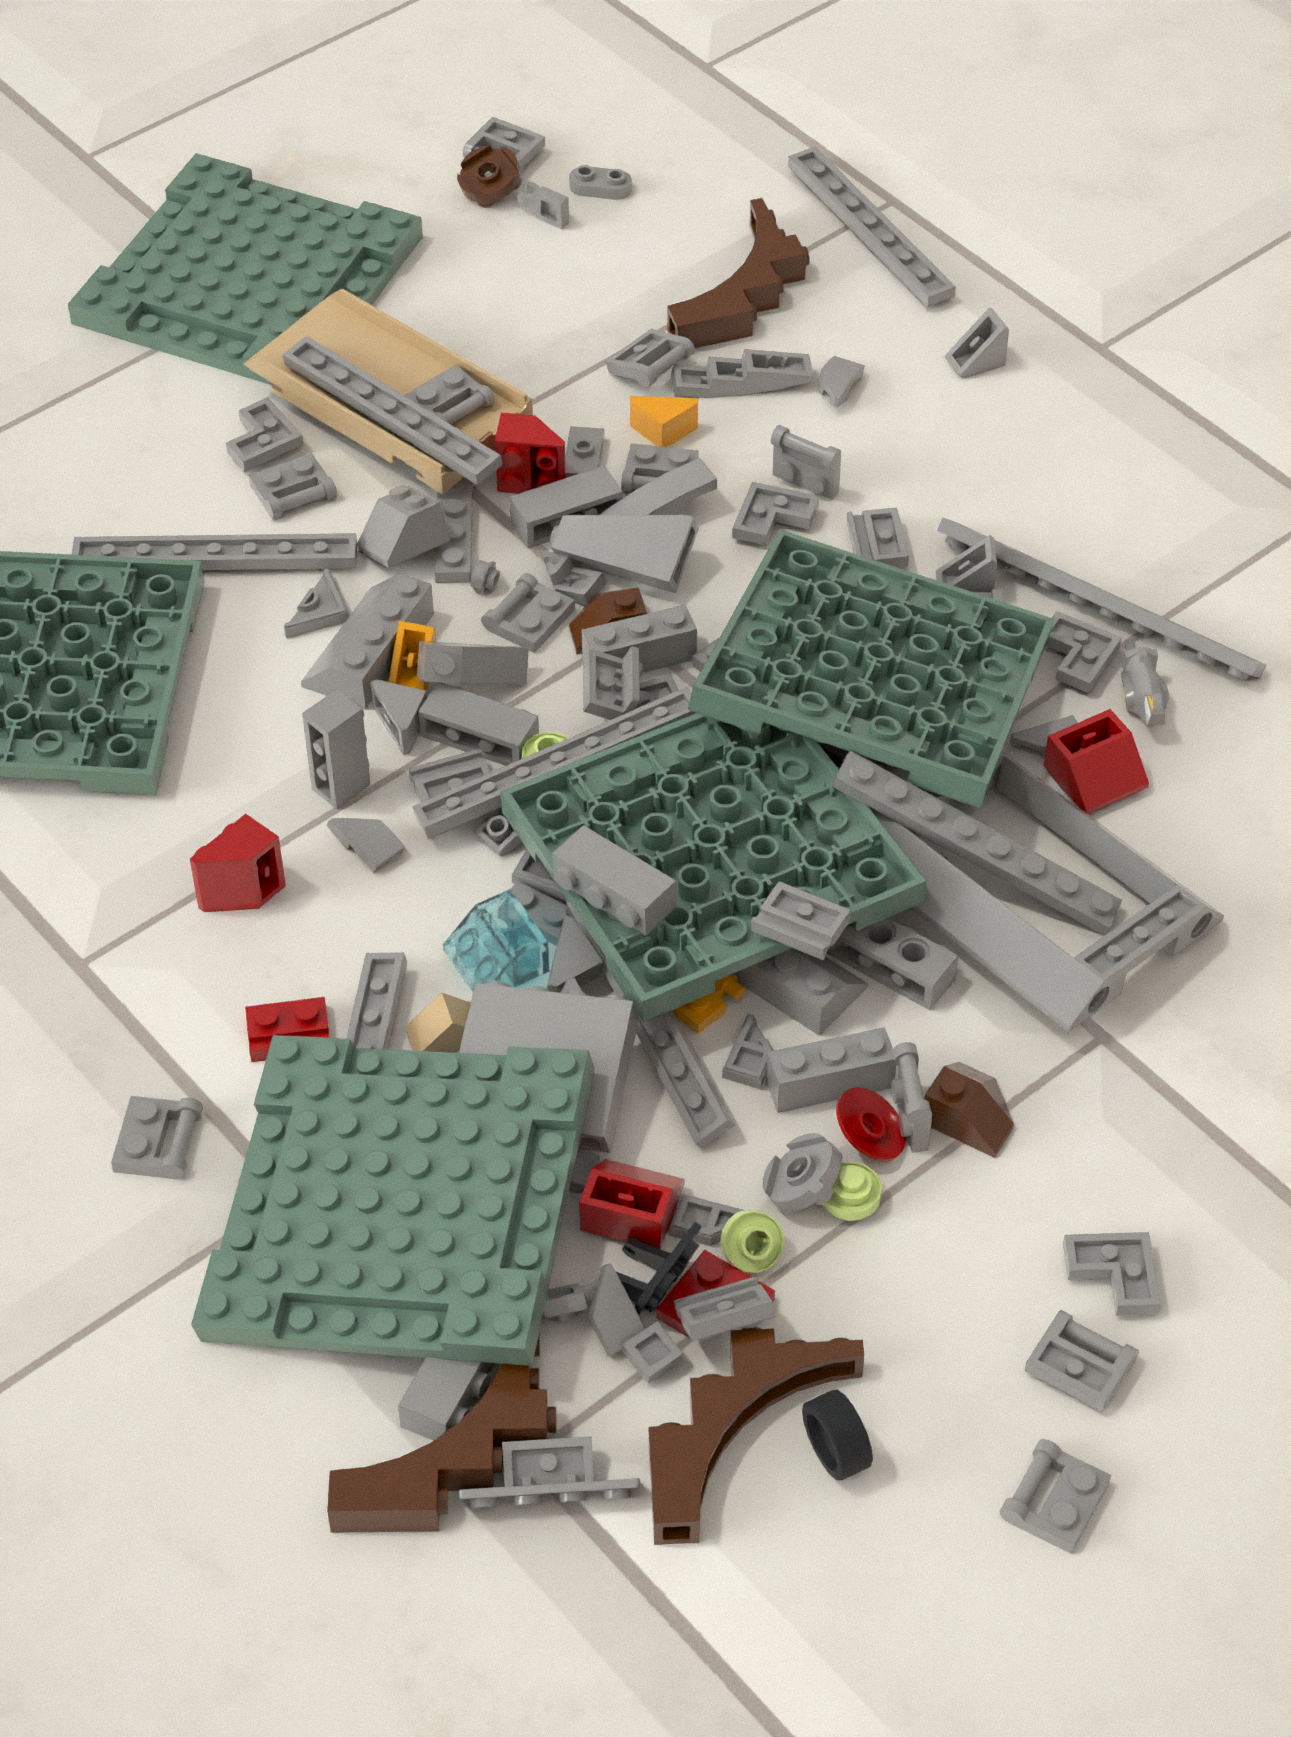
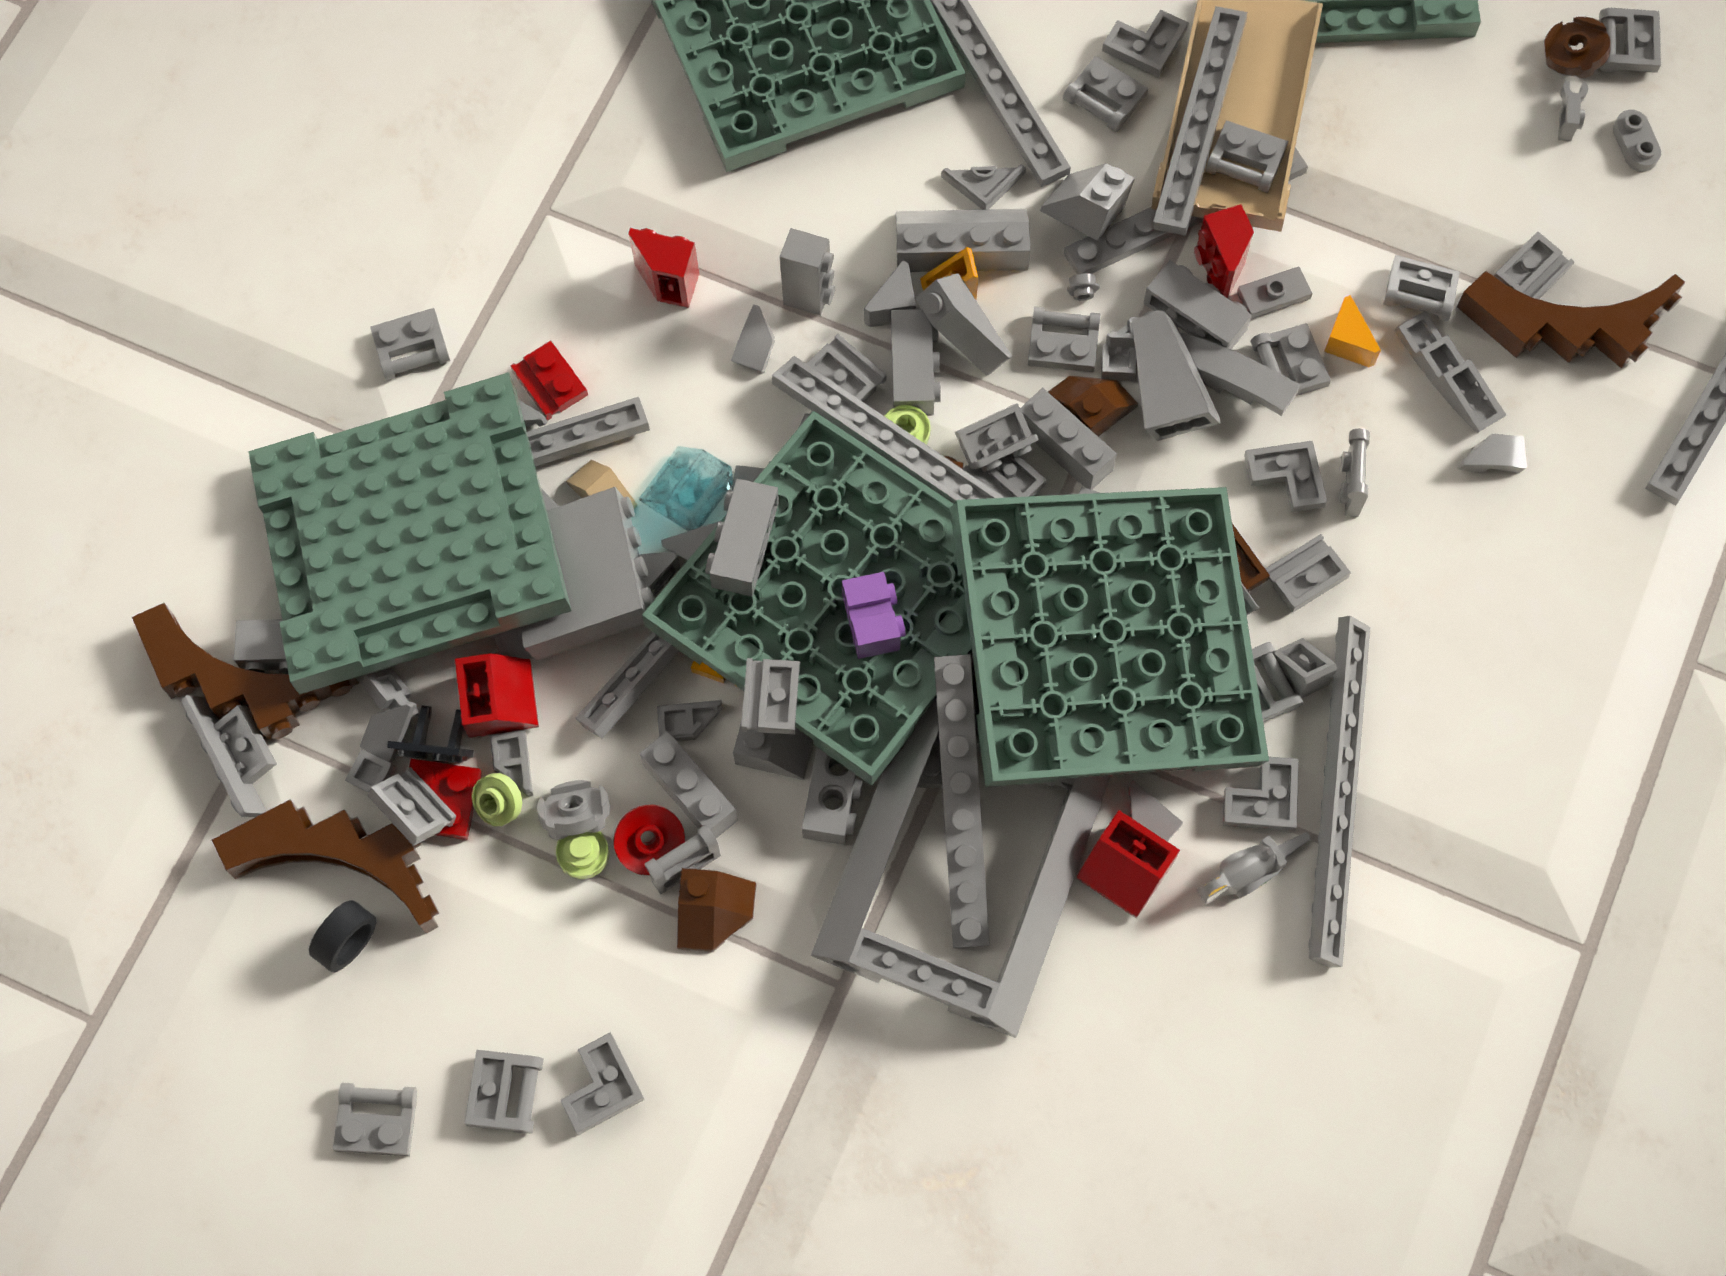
camera: 65 degrees right, 20 degrees up
(676, 282) = (1534, 267): none -> light grey plate
(760, 814) = (871, 615): none -> medium lavender brick
(981, 346) = (1606, 555): light grey slope -> none

